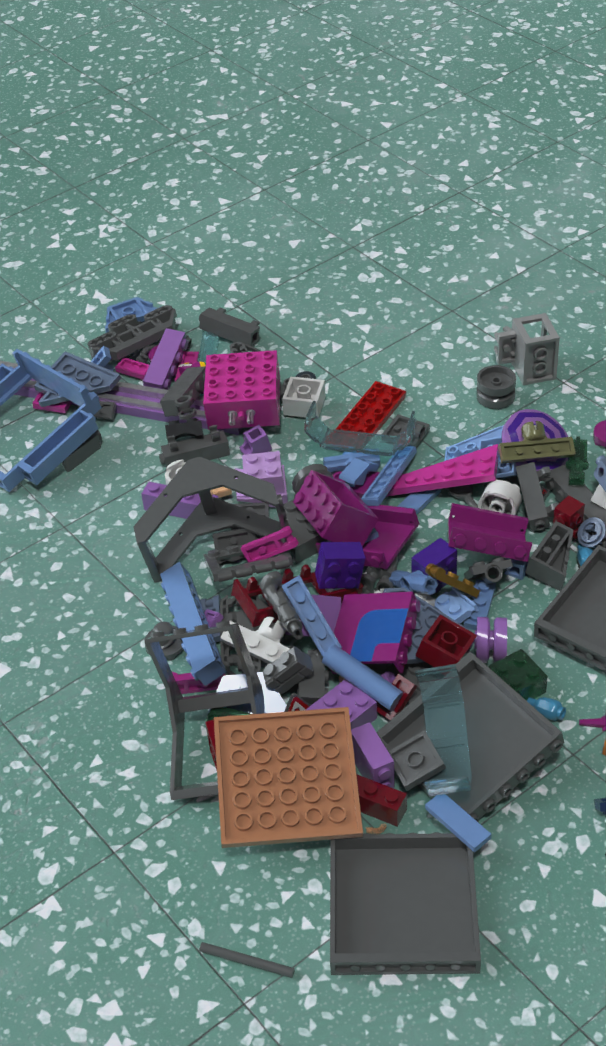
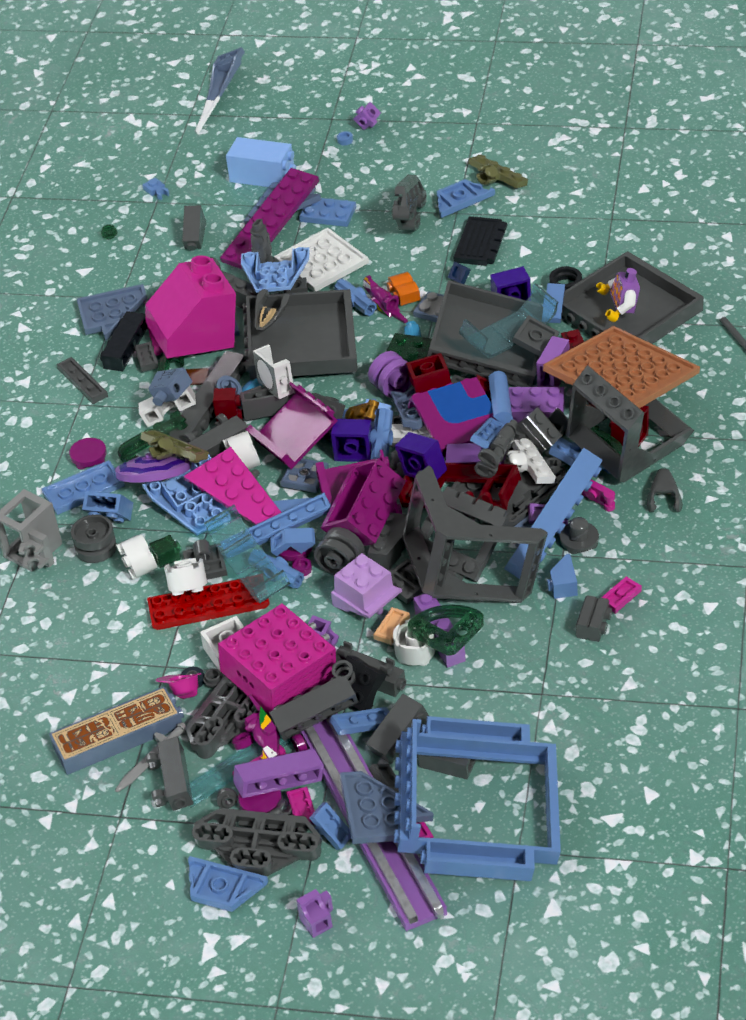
camera: 130 degrees left, 0 degrees up
(55, 333) = (315, 911): none -> medium lavender brick
(78, 587) = (593, 618): none -> dark grey brick
(78, 620) = (622, 594): none -> dark pink plate
(125, 435) = (397, 720): none -> dark grey wedge
(133, 598) = (563, 579): none -> medium blue slope
(139, 733) = (664, 484): none -> dark grey animal
(152, 421) = (358, 721): none -> medium blue plate
(153, 478) = (446, 638): none -> clear green beam
(265, 342) = (143, 765): none -> light grey sword
(301, 325) = (116, 730): none -> brick
(303, 361) = (181, 687): none -> dark pink piece
(389, 400) = (186, 576): none -> white brick
(402, 877) = (623, 291): none -> torso
(433, 529) = (302, 476): none -> sand blue piece
(442, 418) = (165, 551): none -> clear green brick
(447, 395) = (137, 556): none -> white brick
(495, 897) = (565, 273): none -> black tyre
(518, 397) = (108, 505): none -> medium blue brick
(523, 810) = (512, 283): none -> dark purple brick
(561, 536) = (273, 376): none -> white panel
(576, 413) = (71, 490): none -> medium blue tile
(577, 757) = (429, 307): none -> light grey piece

